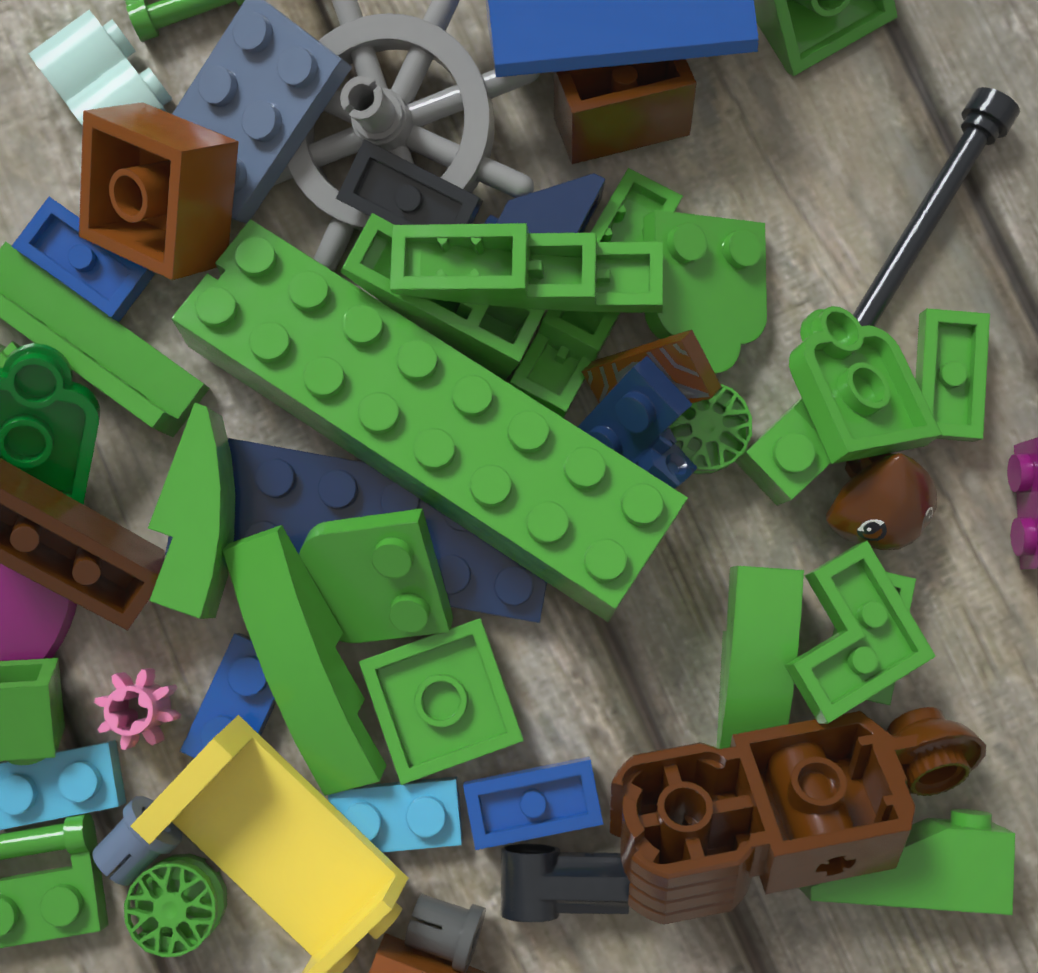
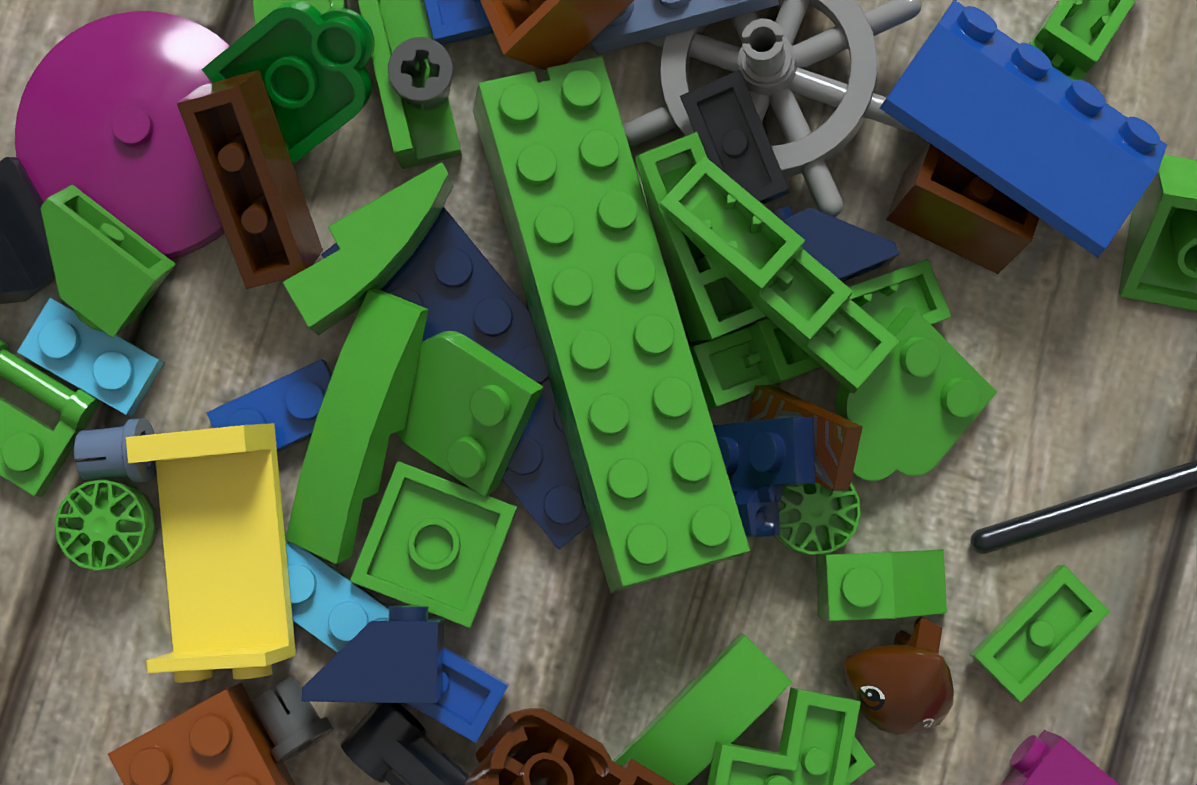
camera: 30 degrees right, 0 degrees up
(105, 353) = (407, 63): none -> dark grey bush
(124, 719) = (185, 353): bright pink gear -> none
(482, 824) = (386, 662): none -> dark blue slope
(858, 388) = (955, 580): bright green plate -> none

